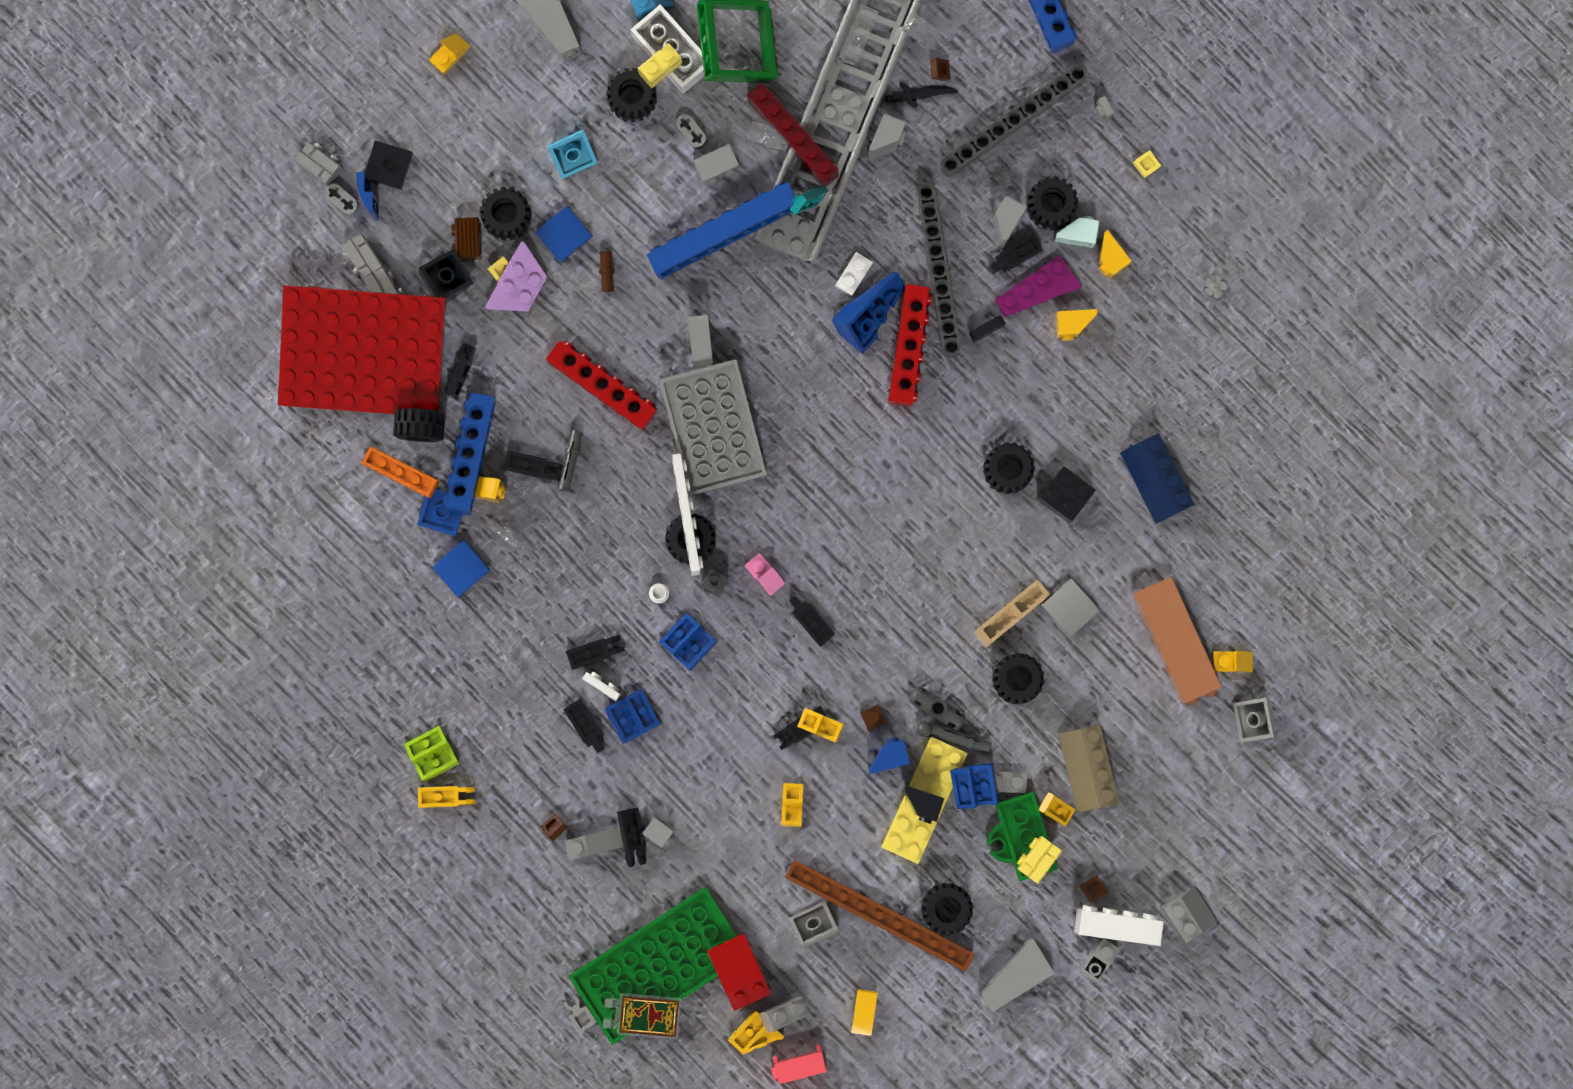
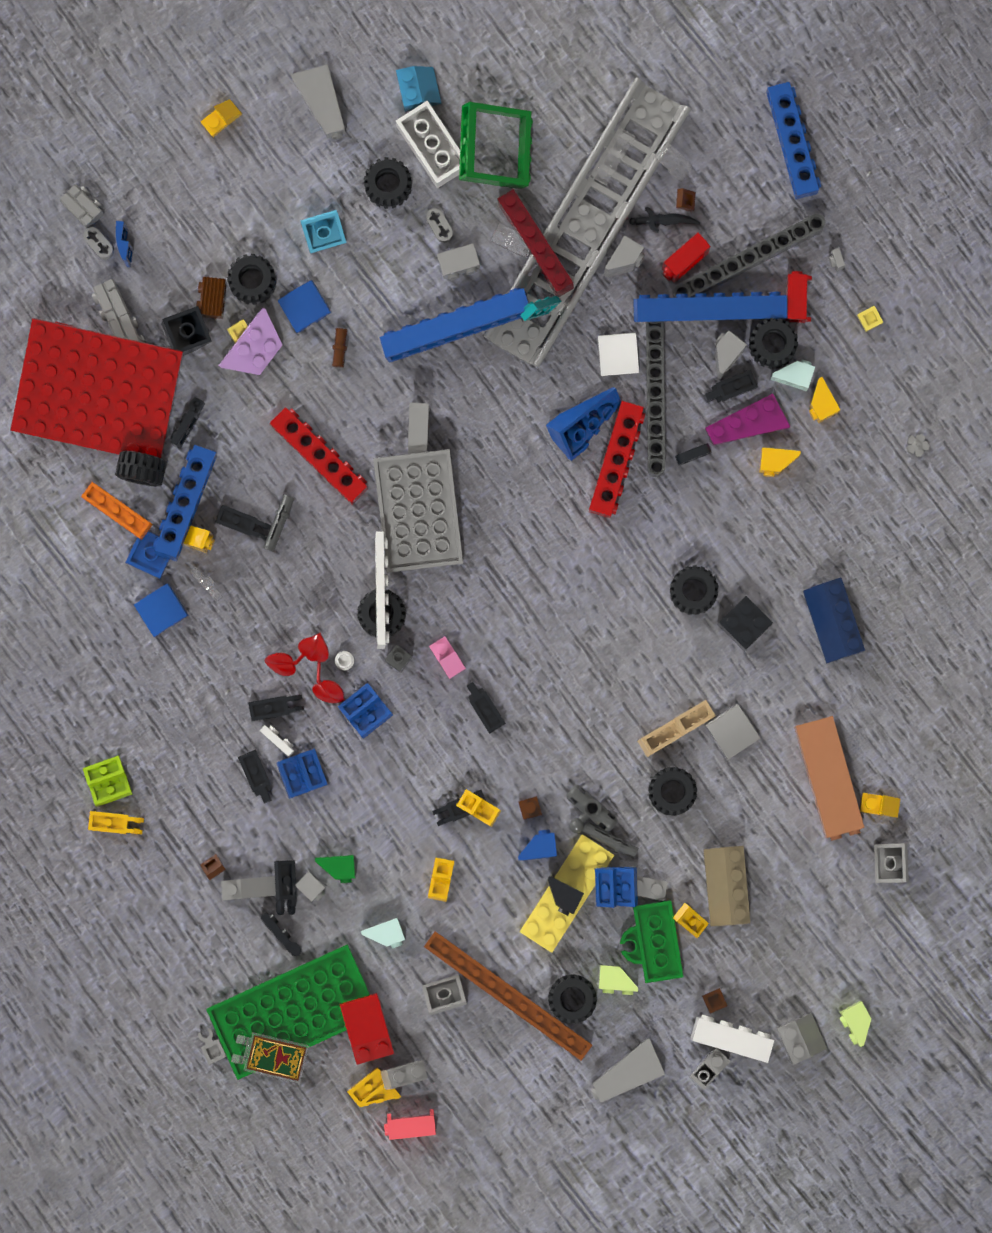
camera: 15 degrees right, 0 degrees up
(388, 165) = (147, 216): black plate -> none
(626, 586) = (313, 649): none -> red plant
(635, 887) = (282, 935): none -> black hinge
(660, 65) = (418, 160): light yellow brick -> none
(685, 808) = (339, 867): none -> green slope
(744, 869) = (386, 933): none -> light aqua slope
(853, 274) = (574, 384): white plate -> none
(864, 1012) = (480, 1084): yellow slope -> none
(894, 237) = (618, 354): none -> white slope
(949, 128) = (685, 258): none -> red window
(982, 176) = (710, 308): none -> blue brick
(988, 881) = (614, 978): none -> yellowish green slope
(1038, 859) = (666, 964): light yellow brick -> none
(1069, 153) = (797, 297): none -> red brick
(1244, 888) = (858, 1022): none -> yellowish green slope

